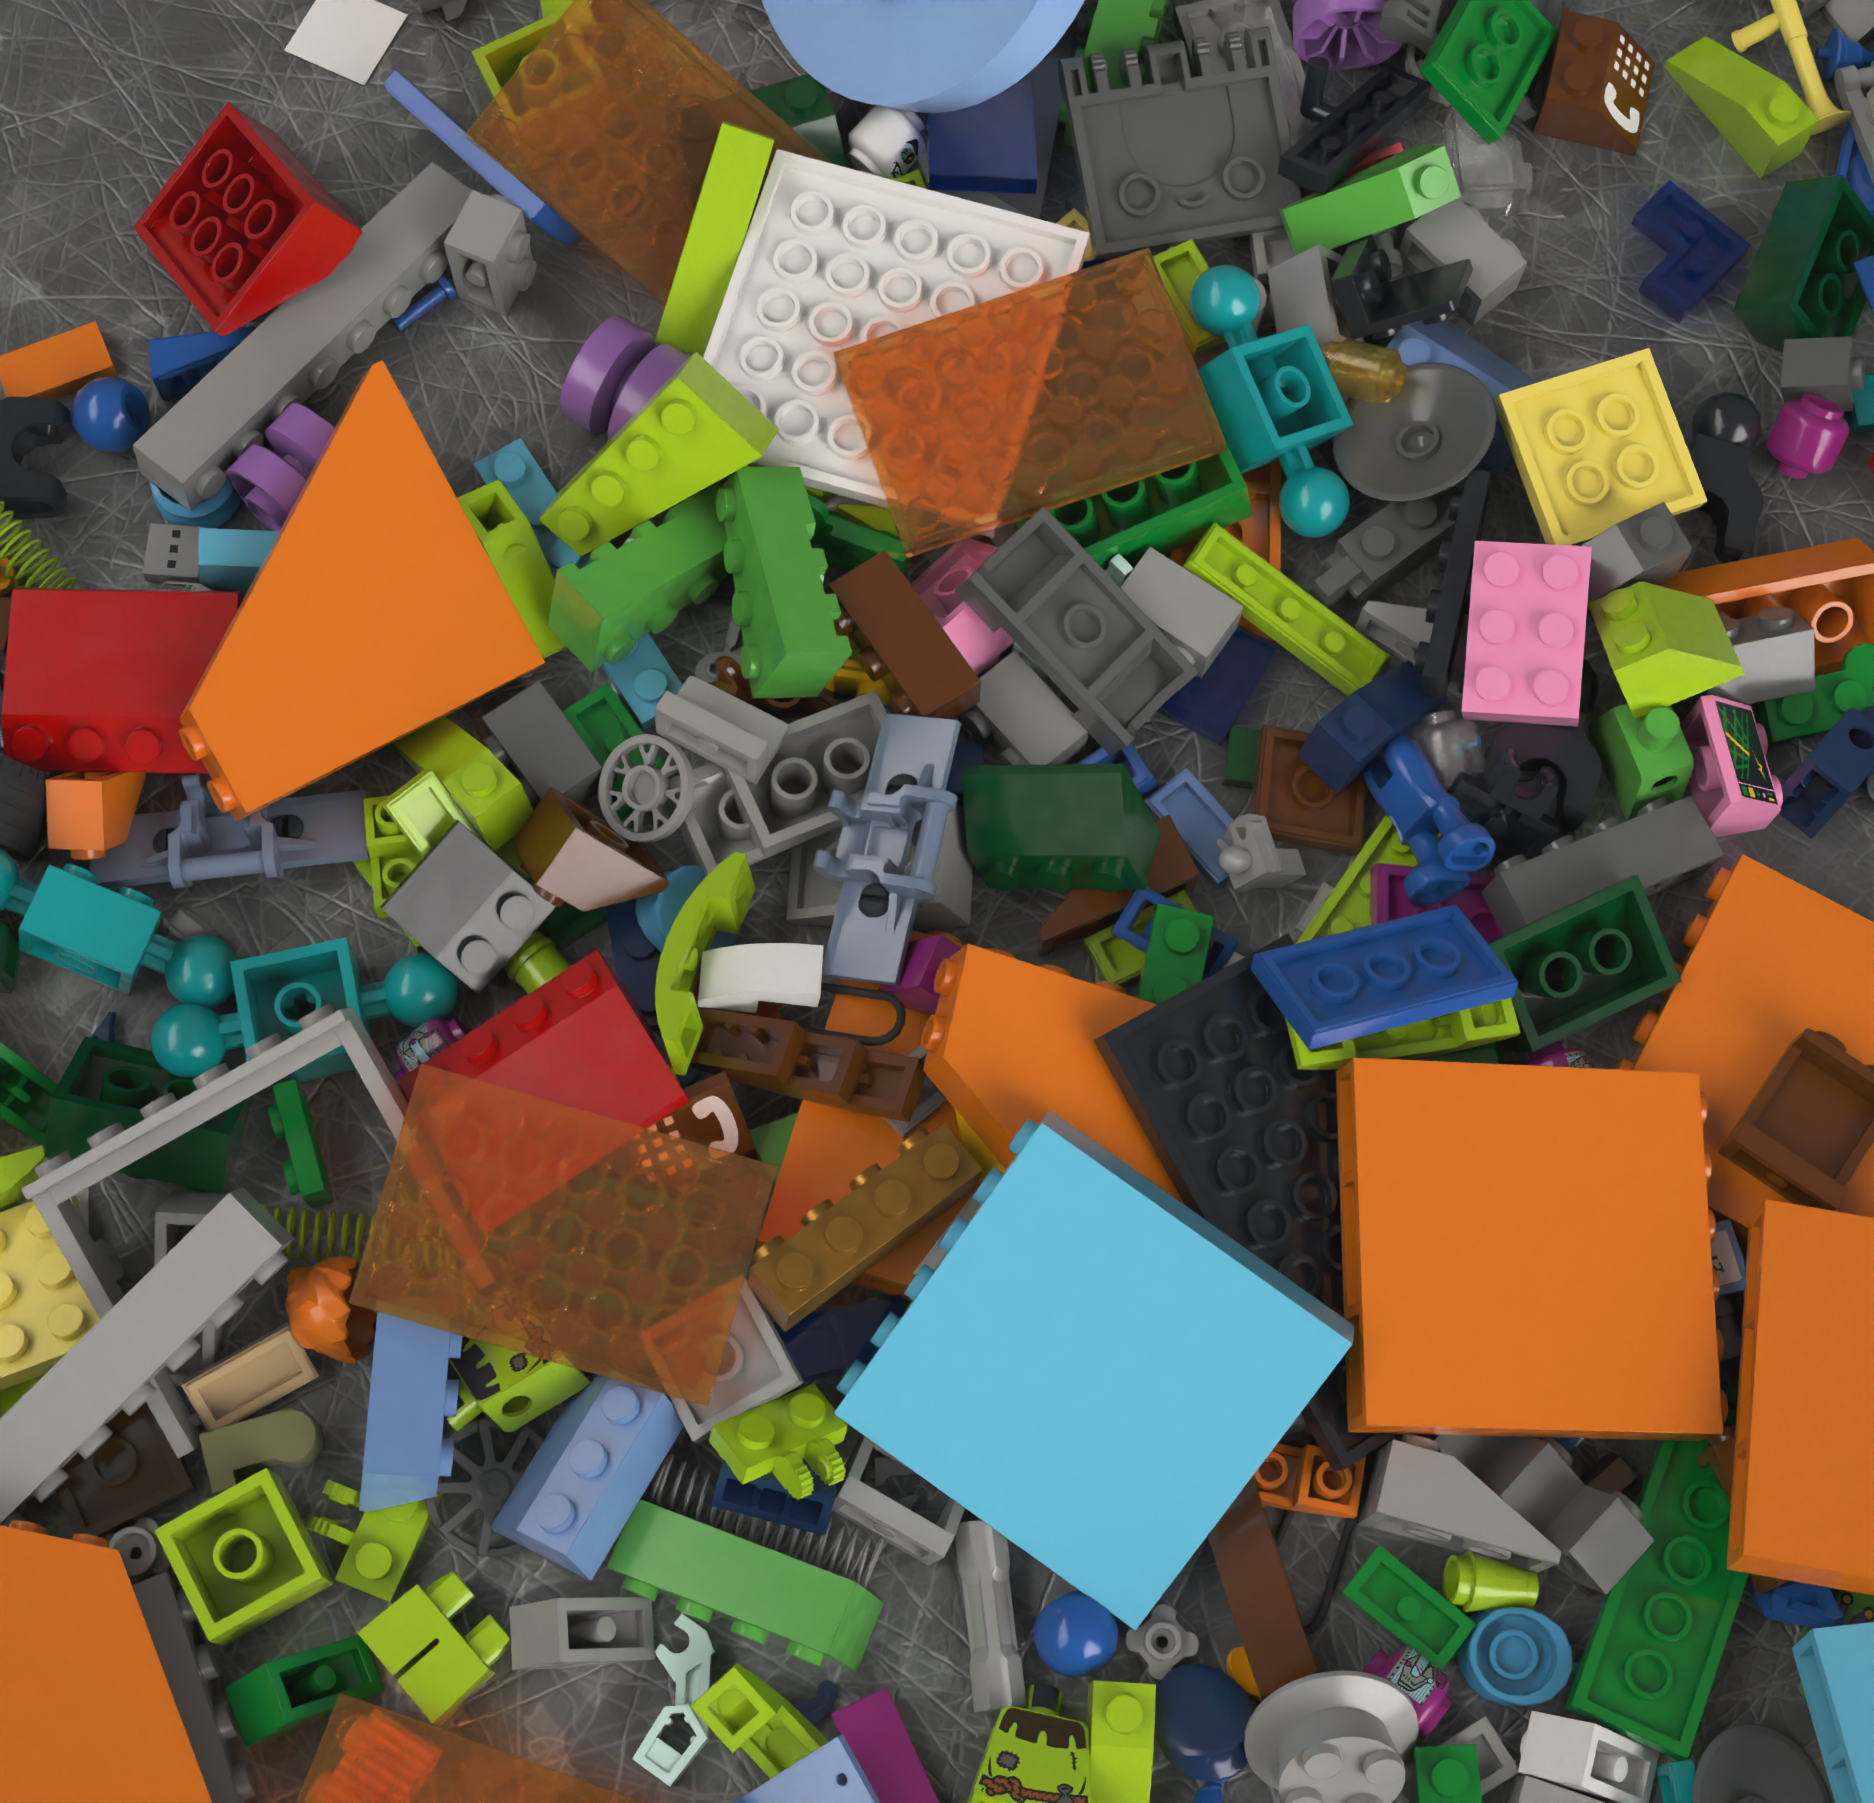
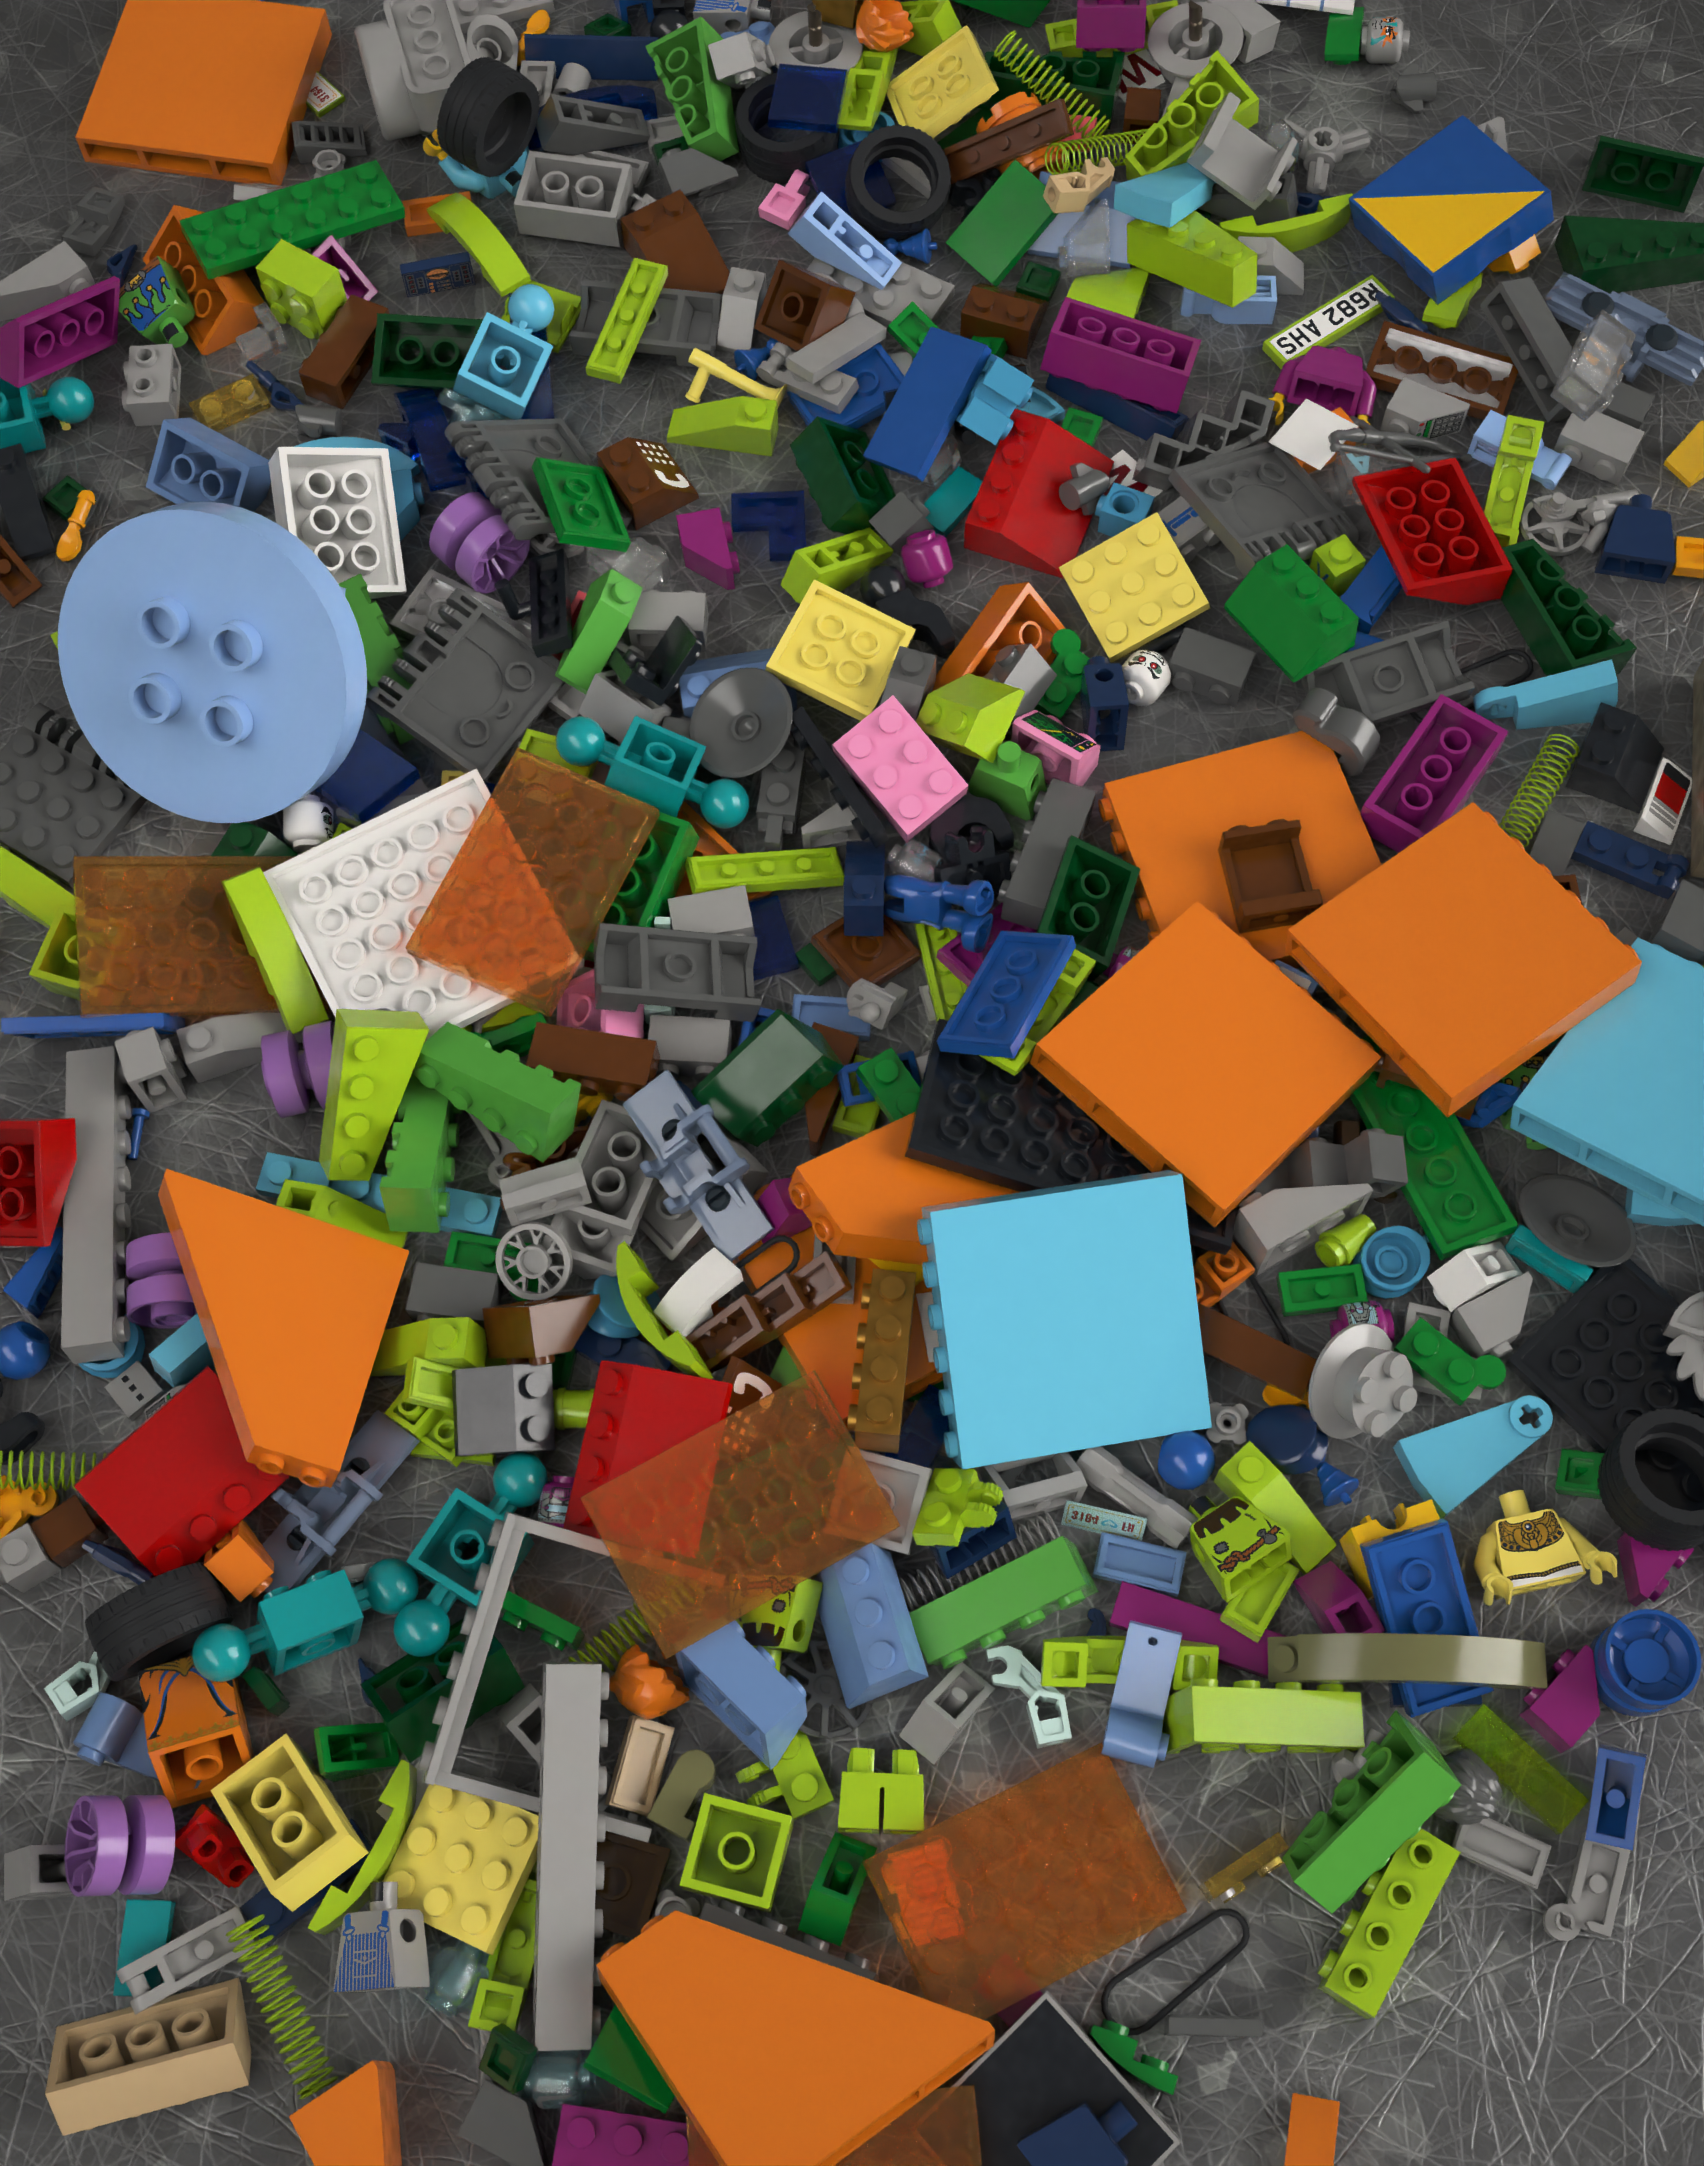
camera: 40 degrees left, 5 degrees down
(587, 290) = (228, 1043): none -> light grey slope
(923, 1688) = (1139, 1564): none -> medium blue tile
(931, 1609) = (1103, 1520): none -> clear light blue sticker
(1365, 370) = (685, 713): clear yellow brick -> none
(1584, 211) = (705, 546): none -> magenta slope
(1703, 353) = (835, 562): none -> lime slope

